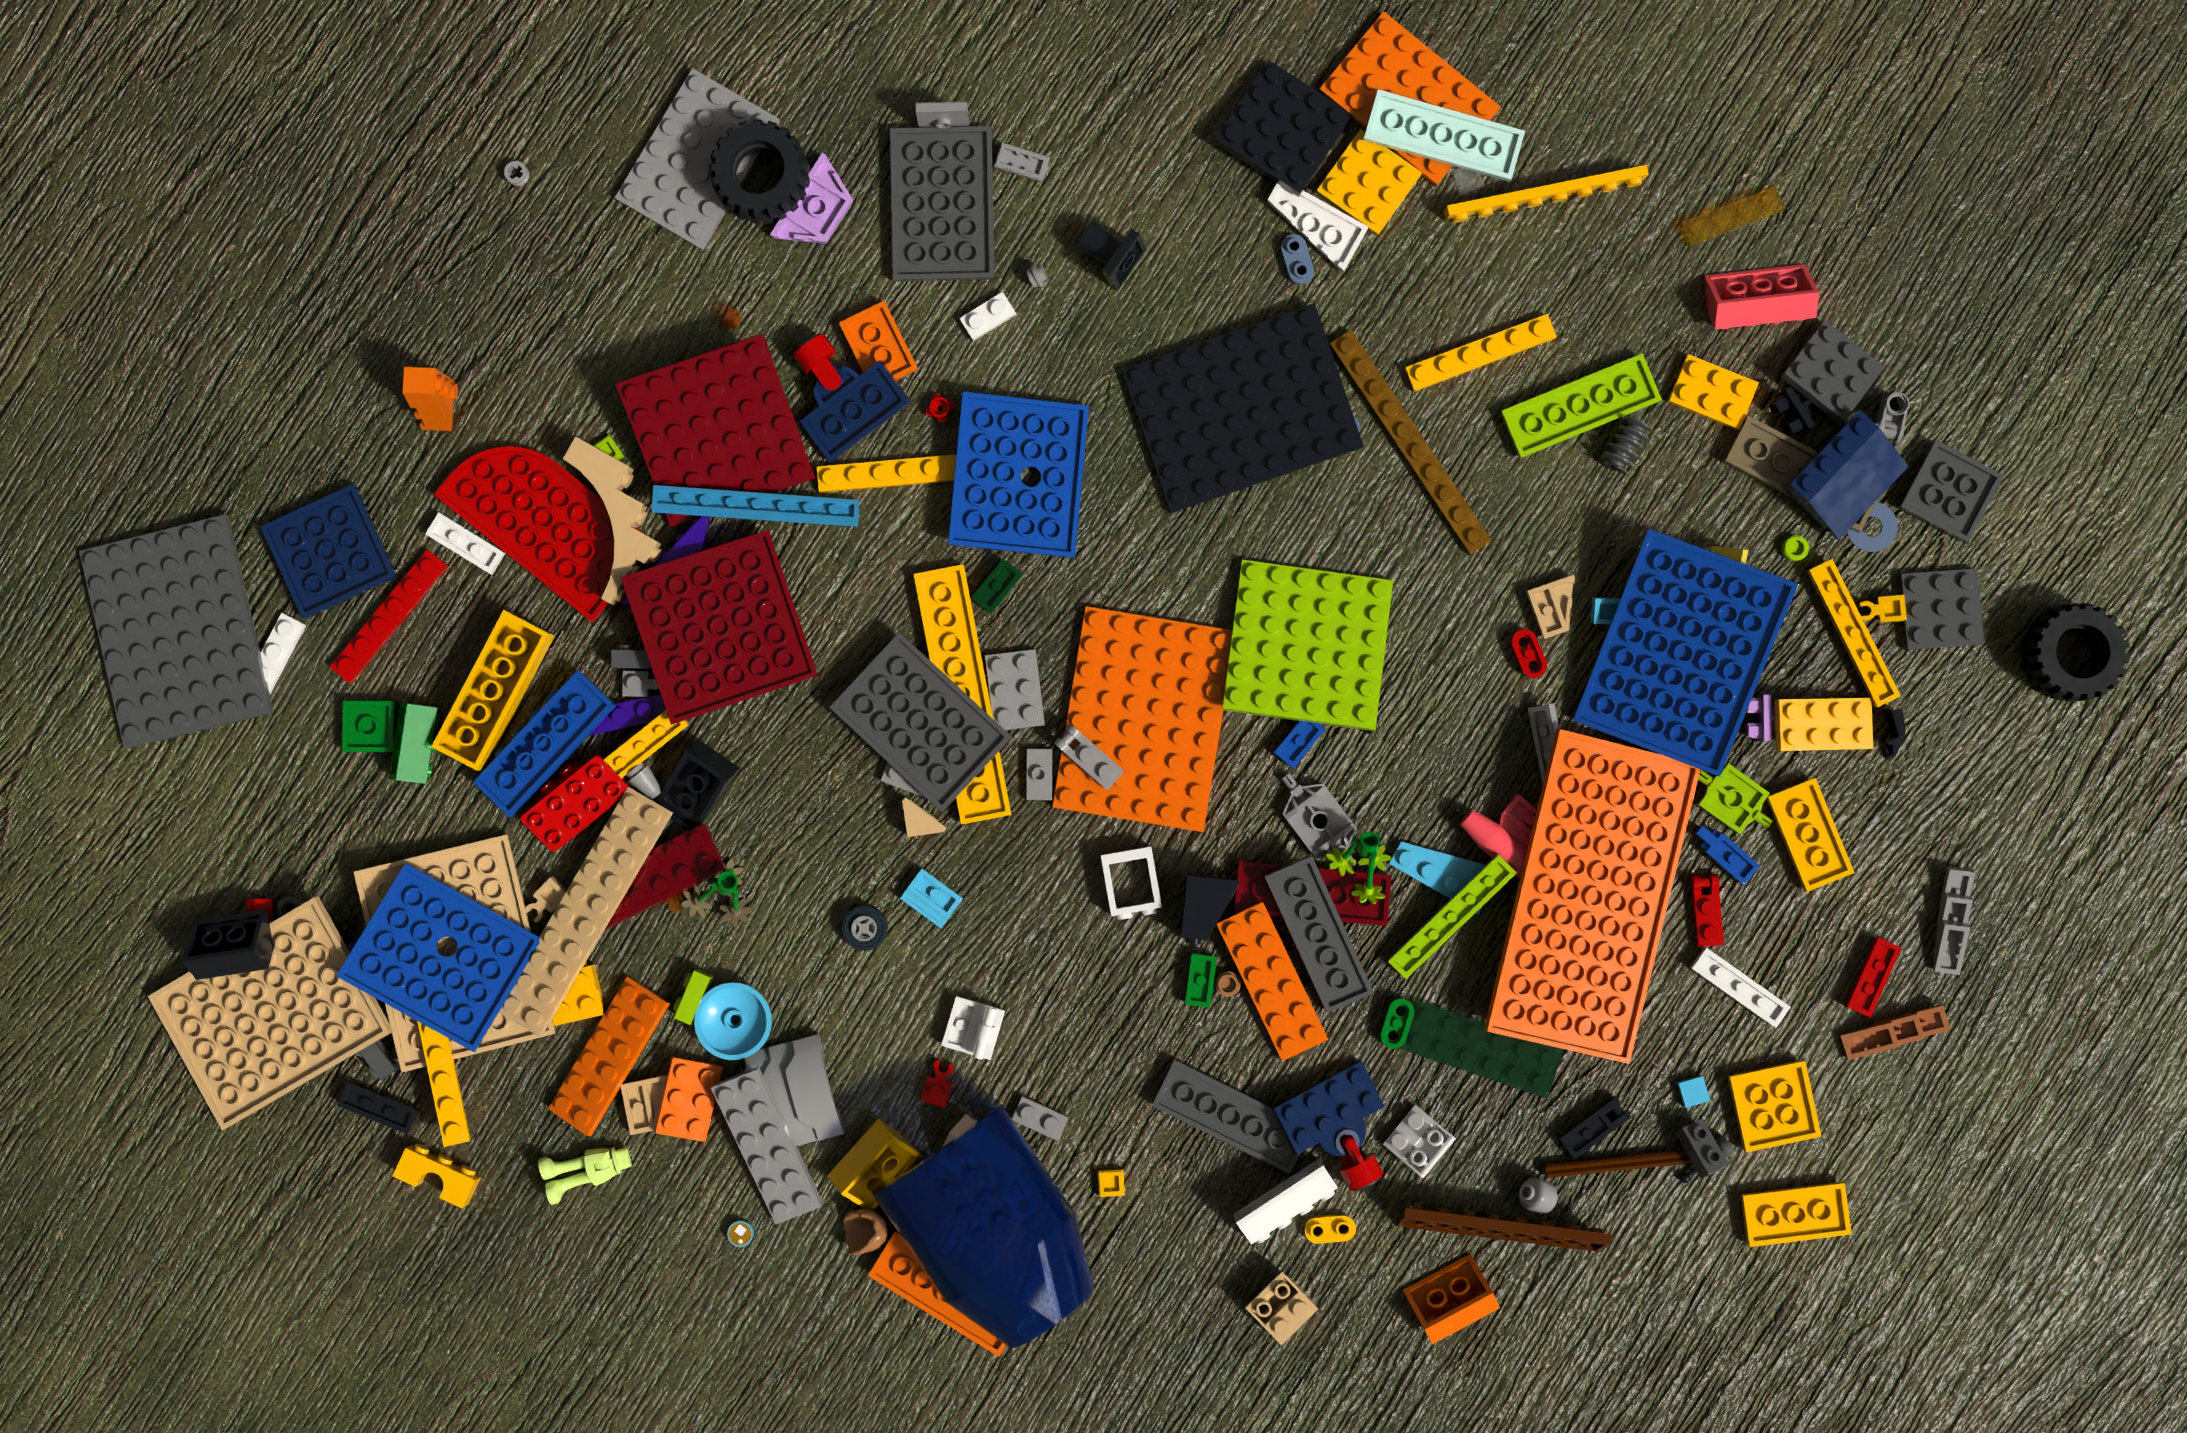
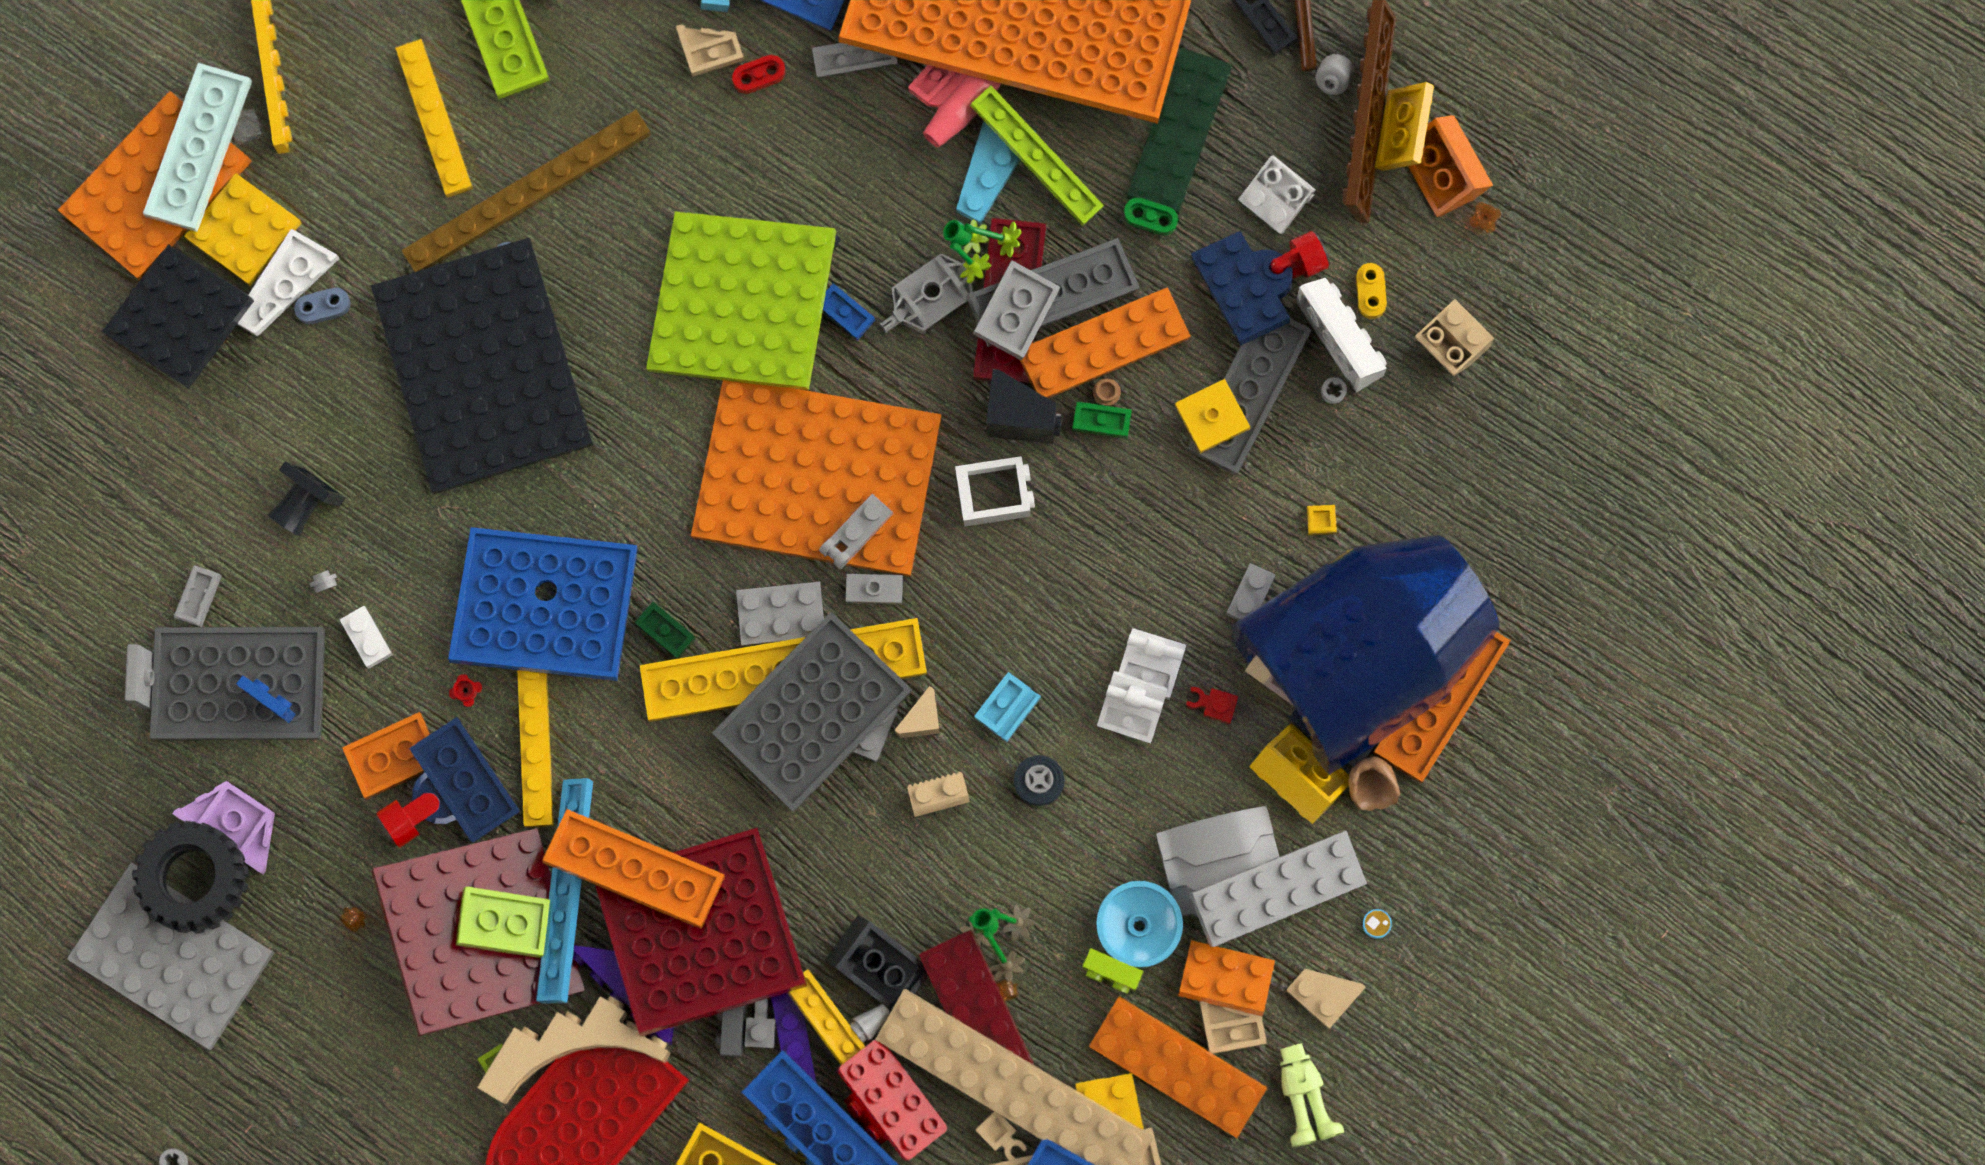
camera: 85 degrees left, 10 degrees down
(676, 1186) = (1324, 995): none -> tan wing
(721, 452) = (503, 922): none -> lime plate
(772, 566) = (633, 868): none -> orange plate
(849, 837) = (938, 794): none -> tan brick
(928, 222) = (259, 692): none -> blue plate
(931, 1012) = (1132, 707): none -> white plate
(1204, 1082) = (1212, 416): none -> yellow plate
(1241, 1195) = (1335, 382): none -> light grey bush
(1296, 901) = (1016, 310): none -> light grey plate
(1404, 1343) = (1488, 210): none -> clear orange plate
(1487, 1261) = (1404, 126): none -> yellow plate

